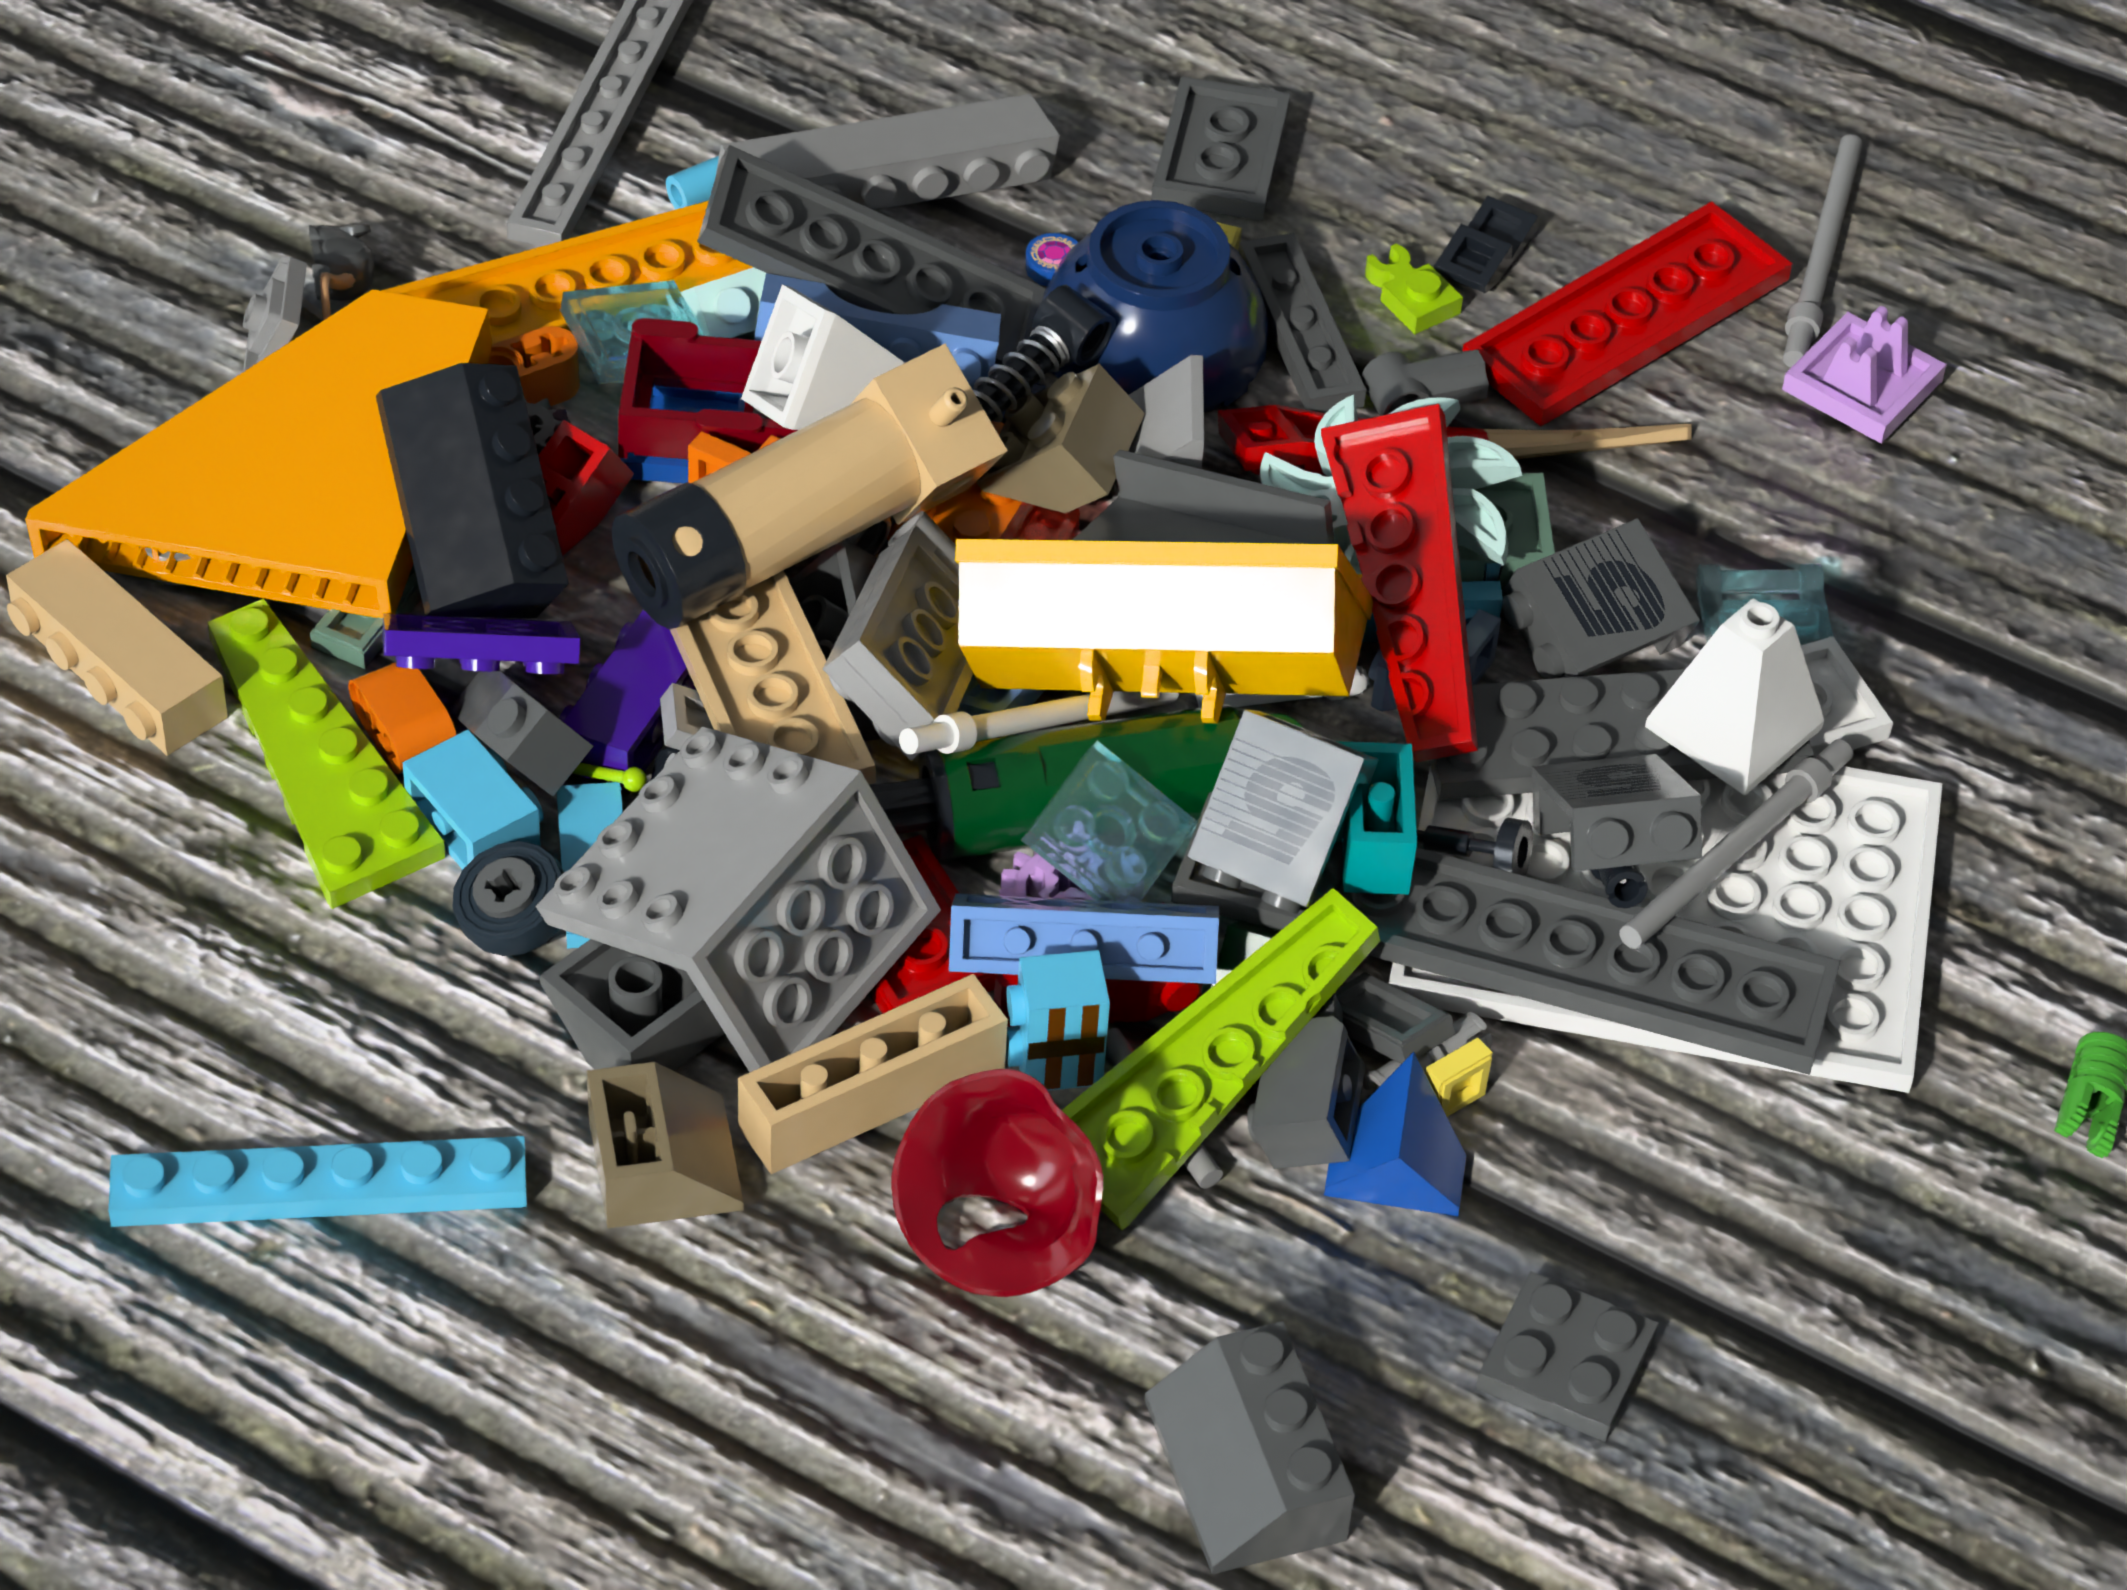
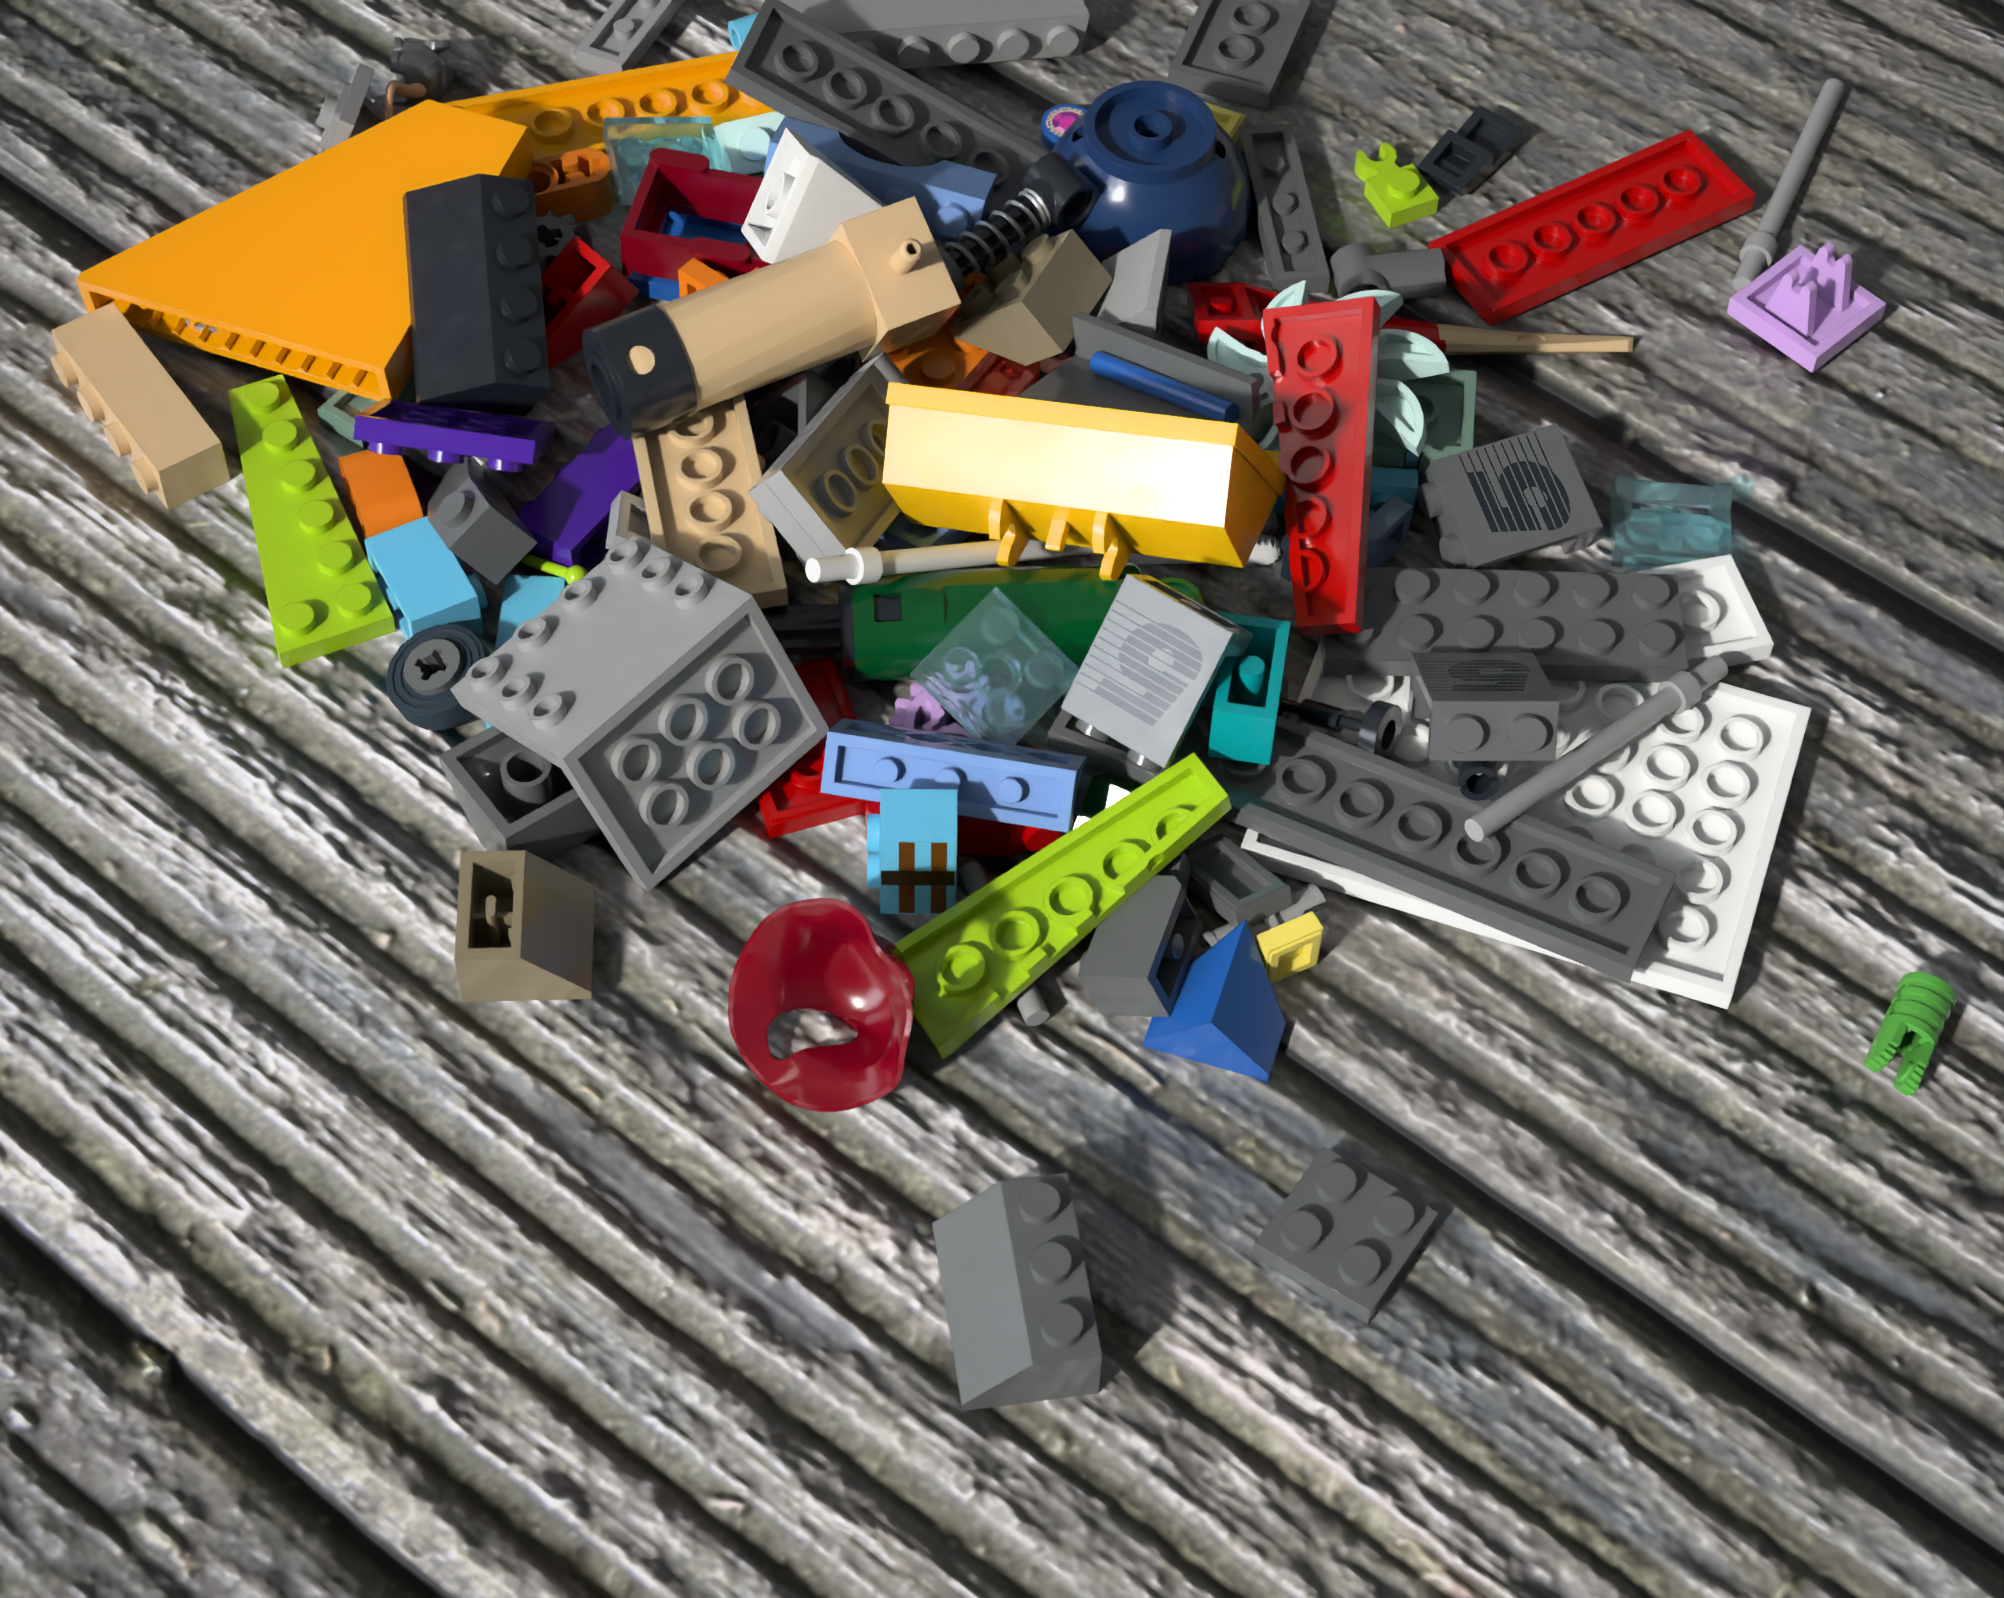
camera: 10 degrees right, 5 degrees up
(317, 1181) = (209, 926): medium azure plate -> none
(869, 1073) = (731, 881): tan brick -> none
(1221, 519) = (1163, 387): none -> blue bar
(1742, 699) = (1623, 610): white slope -> none

